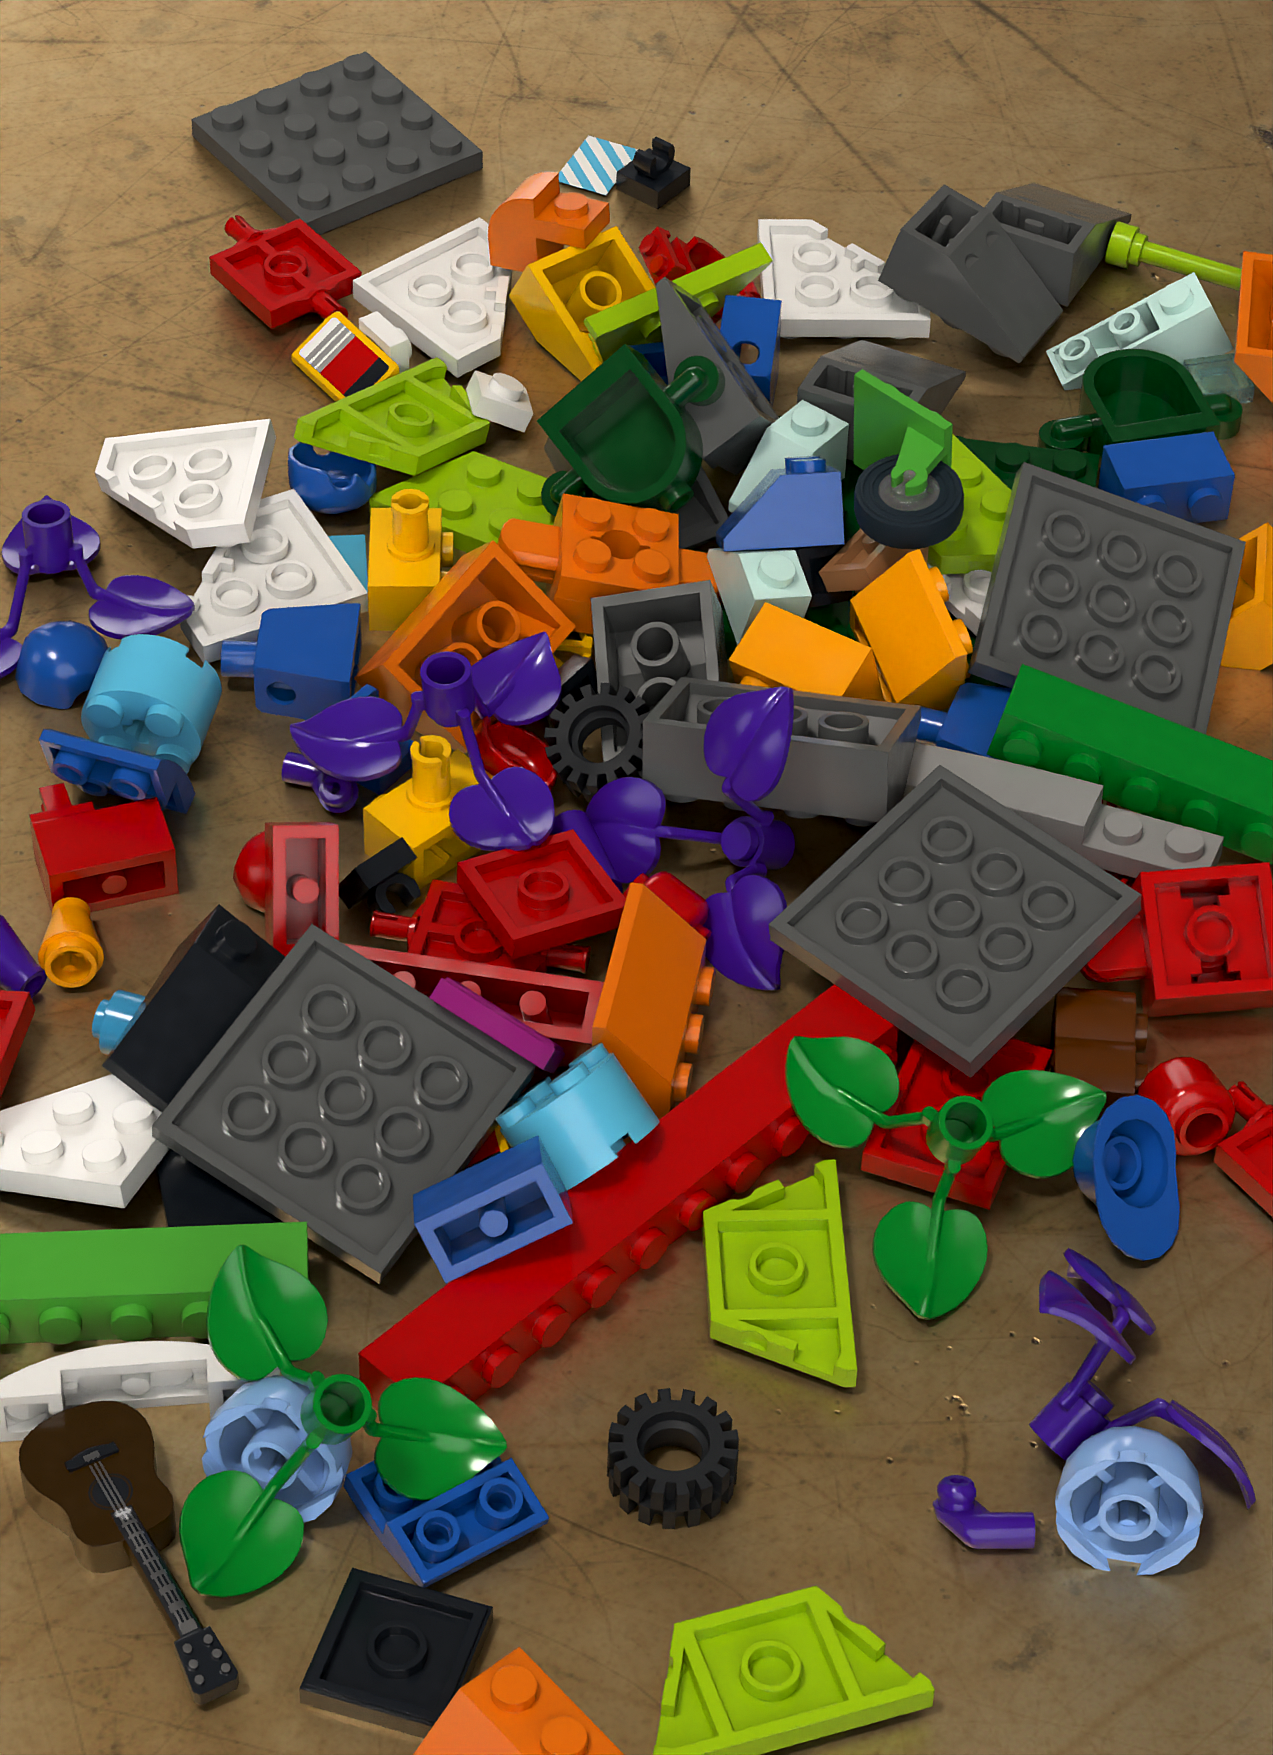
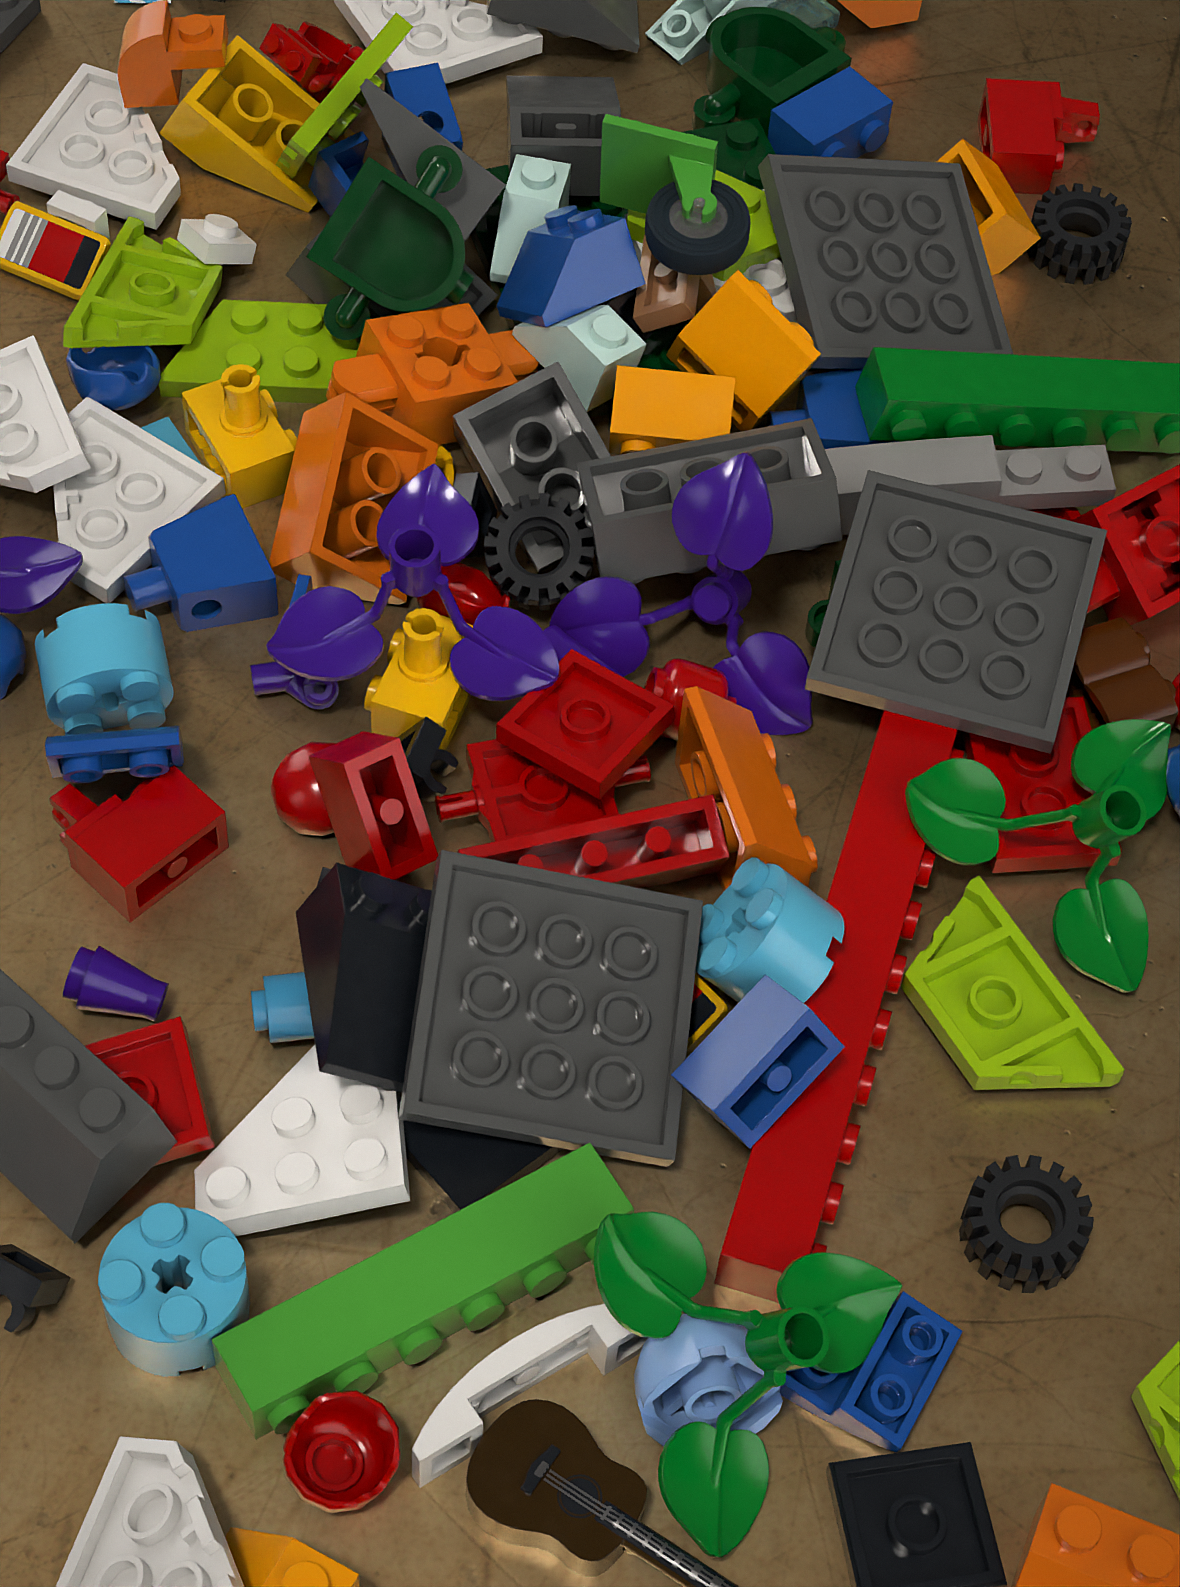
camera: 30 degrees left, 10 degrees up
(70, 945) = (173, 944): light orange cone -> none
(498, 1024) = (651, 875): magenta tile -> none

